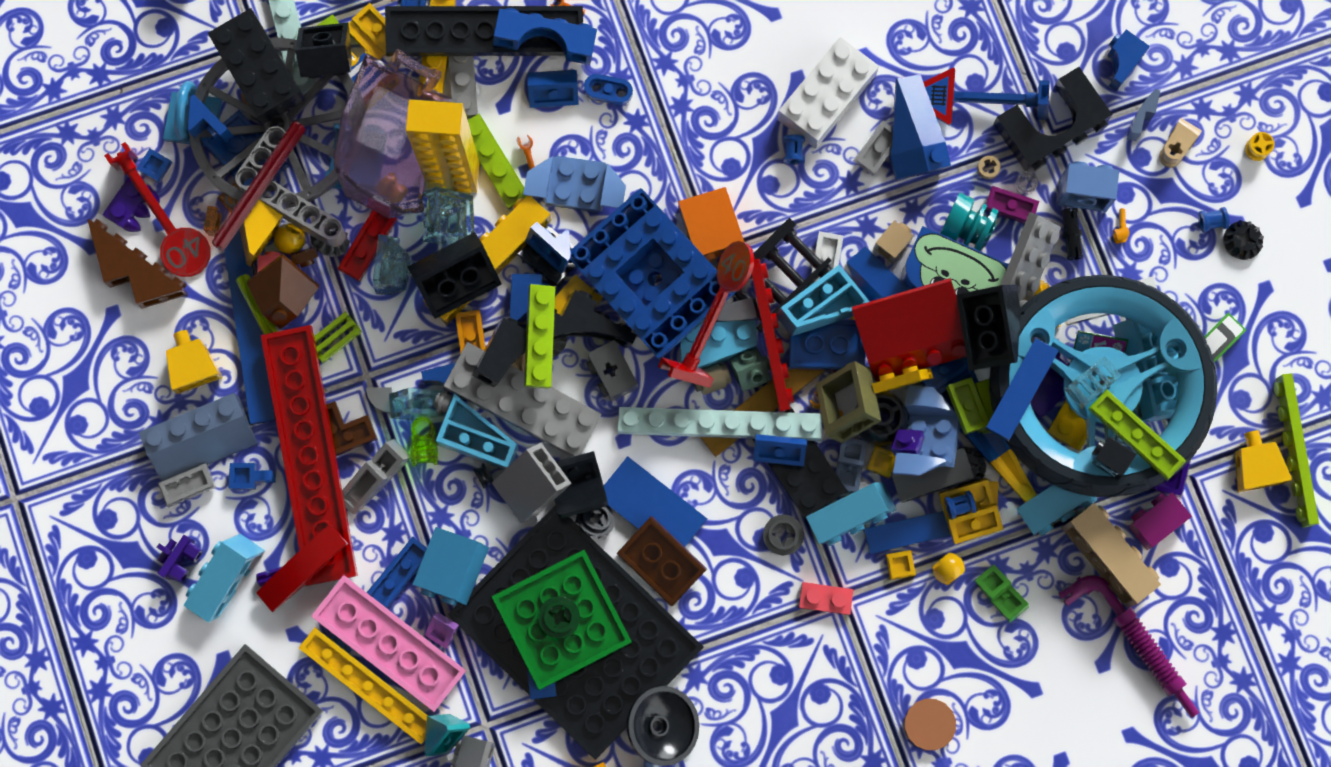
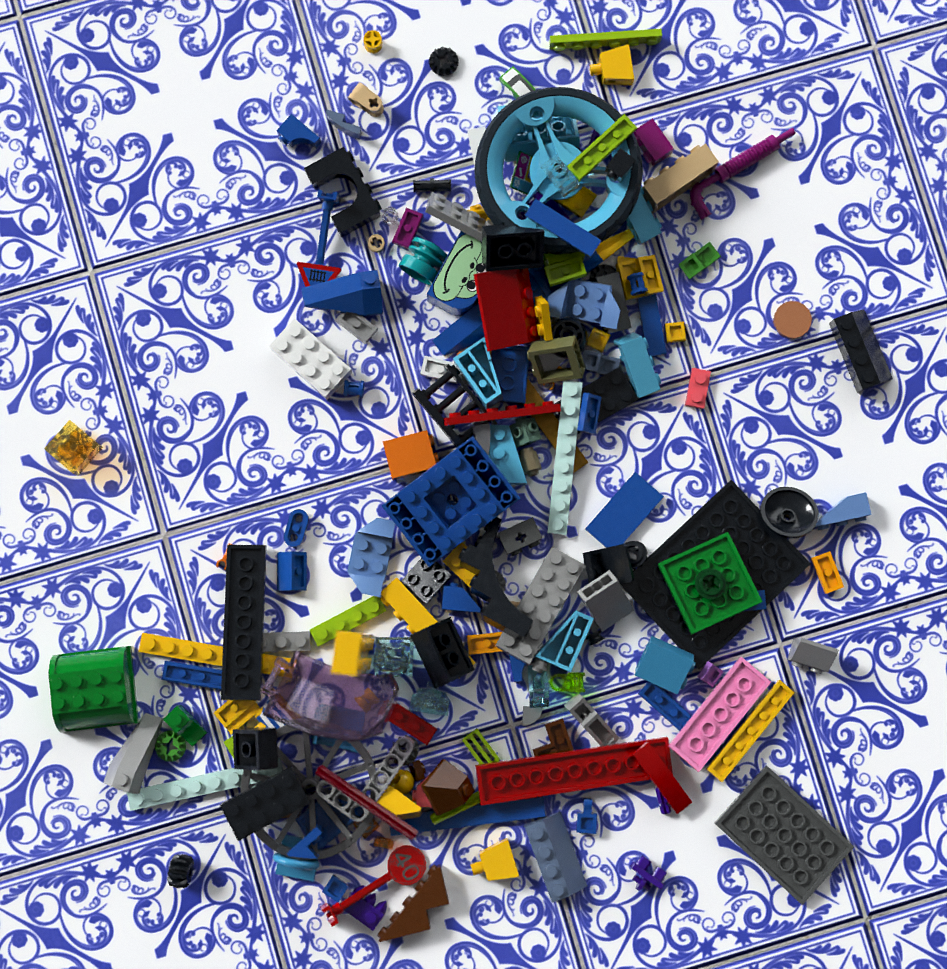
camera: 90 degrees left, 5 degrees up
(187, 485) = (591, 866): light grey plate -> none
(221, 576) = (663, 839): medium azure wedge -> none
(443, 733) = (787, 675): teal slope -> none
(516, 28) = (259, 549): blue arch -> none
(527, 150) = (339, 594): orange hand -> none
(539, 336) = (497, 588): lime plate -> none
(553, 250) = (427, 574): blue slope -> none
(661, 561) = (665, 507): reddish brown tile -> none
(732, 275) = (463, 435): red piece -> none
(792, 527) = (656, 410): dark grey gear -> none
(894, 241) = (430, 318): tan brick -> none
(908, 441) = (591, 317): dark purple plate -> none
(948, 568) = (681, 297): yellow piece -> none
(1088, 186) = (399, 169): medium blue brick -> none
(1121, 235) = (433, 148): light orange hand -> none
(1213, 219) = (427, 79): blue bush -> none

